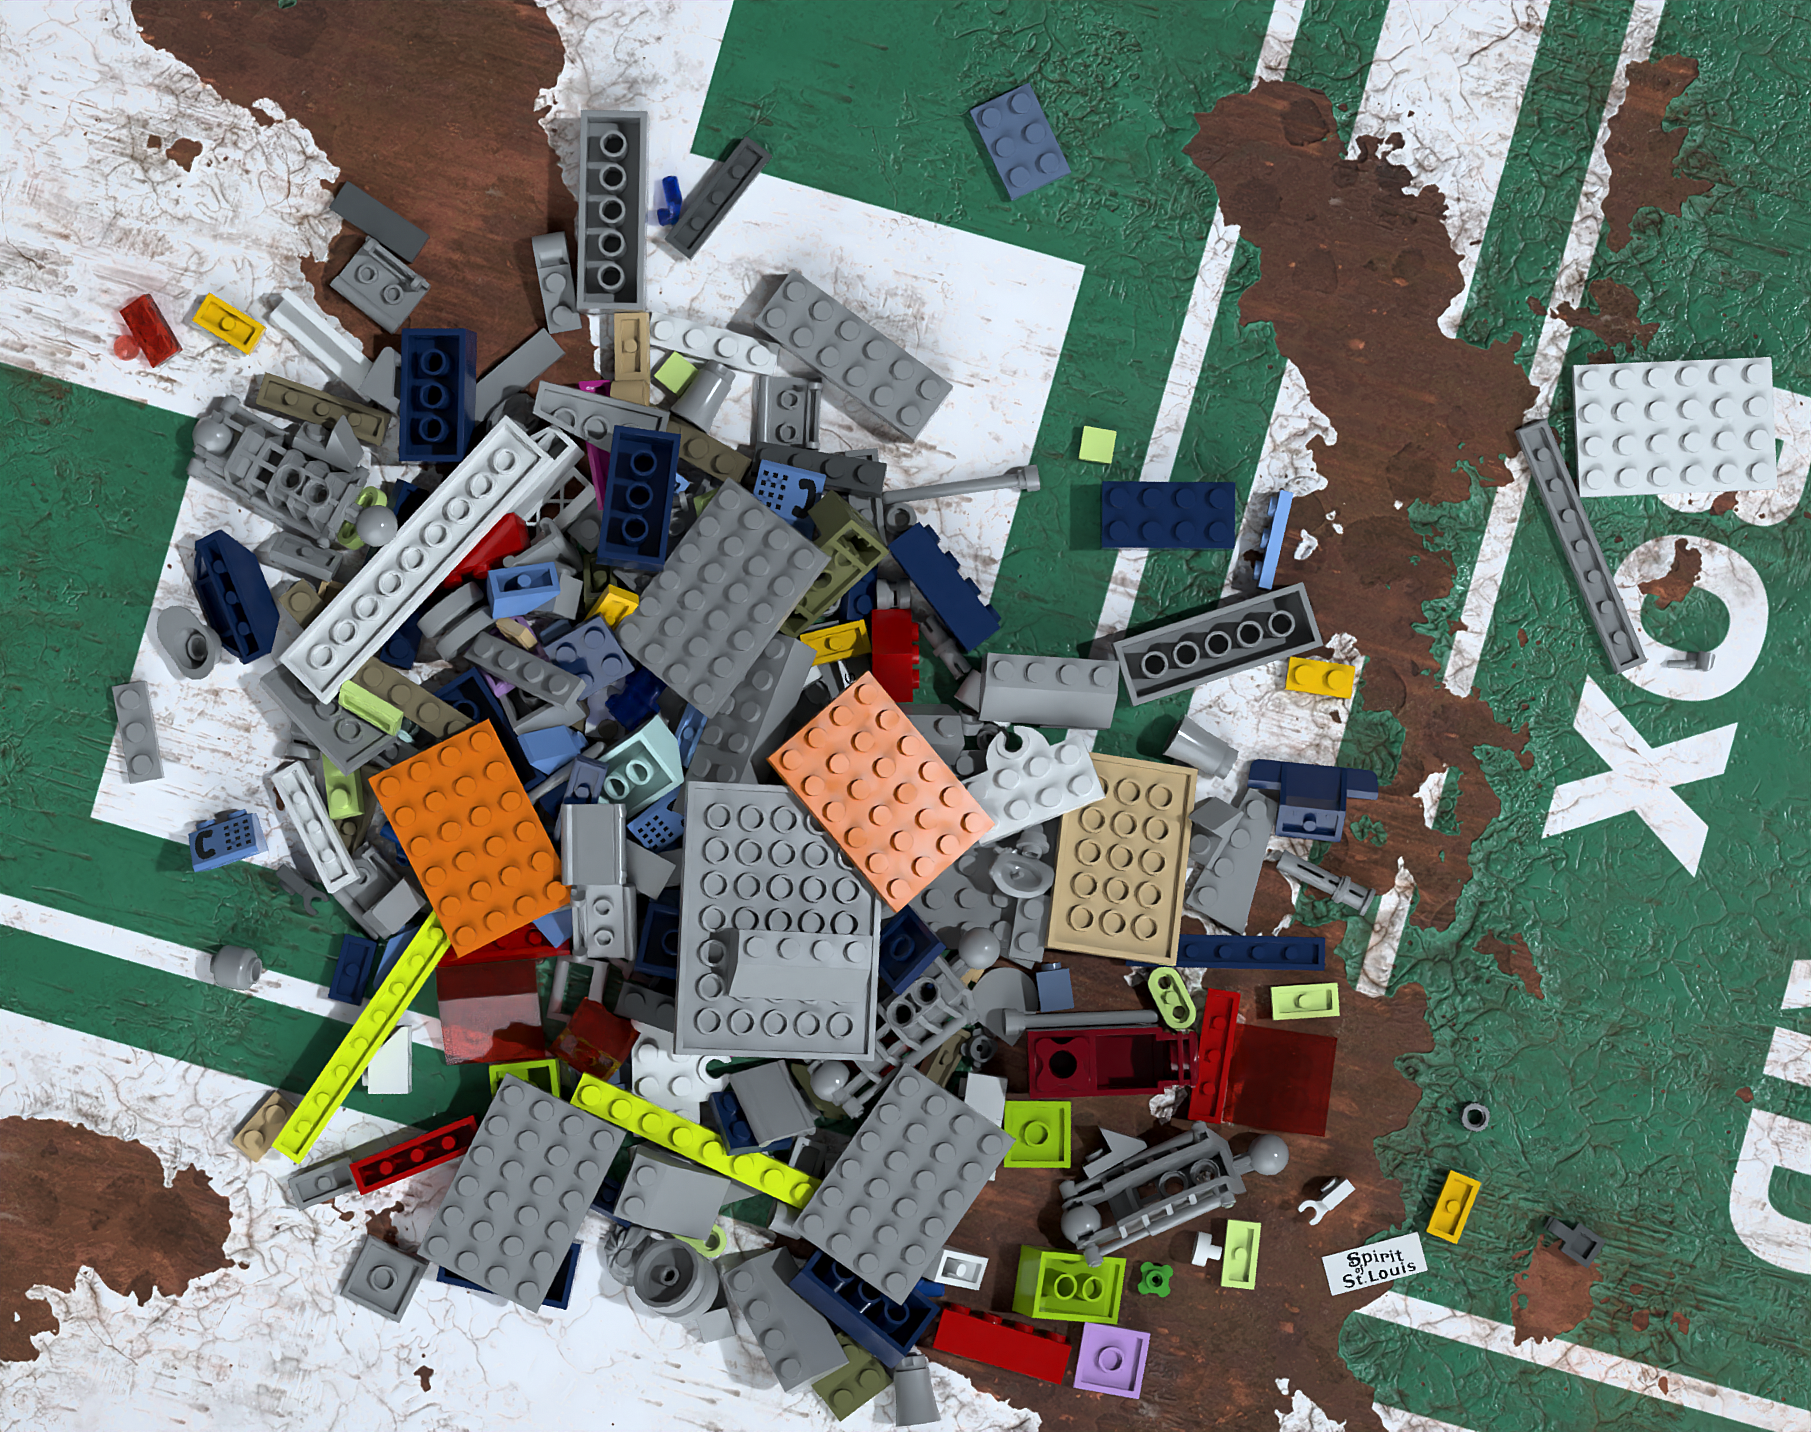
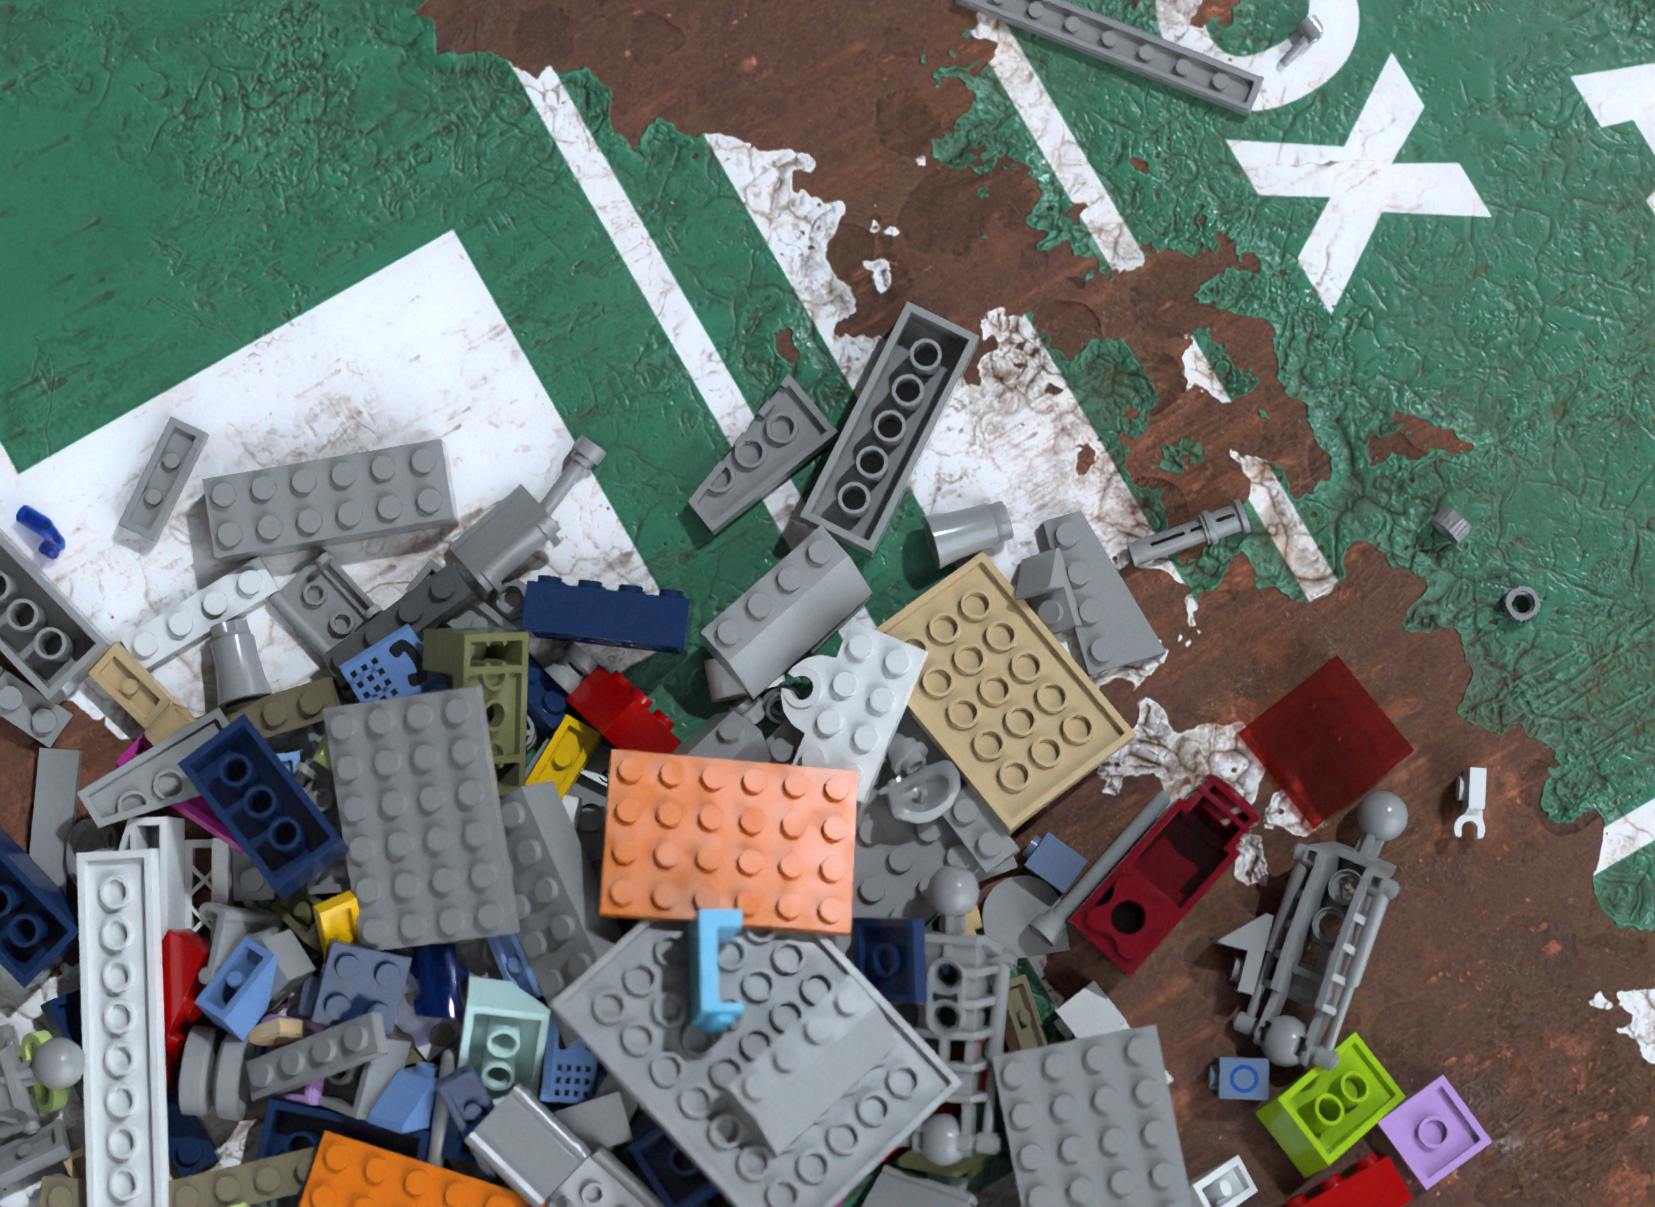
camera: 35 degrees left, 5 degrees down
(676, 374) = (194, 671): yellowish green tile -> none
(718, 198) = (80, 486): dark grey plate -> none
(770, 243) = (163, 479): none -> light grey plate
(810, 833) = (704, 933): none -> medium azure panel
(931, 480) = (505, 538): none -> light grey piece
(944, 647) = (661, 668): light grey pin -> none
(987, 1051) = (1053, 979): dark grey plate -> none
(1020, 142) = (291, 182): sand blue plate -> none
(1033, 1217) = (1239, 1078): none -> sand blue brick
(1040, 1132) = (1172, 998): lime plate -> none
(1097, 445) = (616, 367): yellowish green tile -> none
(1136, 585) = (771, 449): none -> light grey wing
(1148, 1272) = (1386, 1022): bright green plate -> none
(1167, 516) = (736, 364): dark blue brick -> none
(1171, 997) = (1161, 767): yellowish green plate -> none
(1203, 1249) = (1413, 954): white tile -> none
(1214, 1055) = (1245, 772): red plate -> none
(1240, 1254) = (1447, 926): yellowish green plate -> none
(1247, 952) = (1185, 663): dark blue plate -> none
(1272, 540) = (846, 295): light blue plate -> none
(1304, 1001) = (1276, 654): yellowish green plate -> none
(1312, 796) = (1102, 475): dark blue plate -> none
(1319, 677) = (1005, 370): yellow plate -> none
(1374, 1263) = (1568, 816): white sticker -> none
(1452, 1206) = (1583, 698): yellow plate -> none
(1481, 1030) = (1451, 525): none -> light grey axle

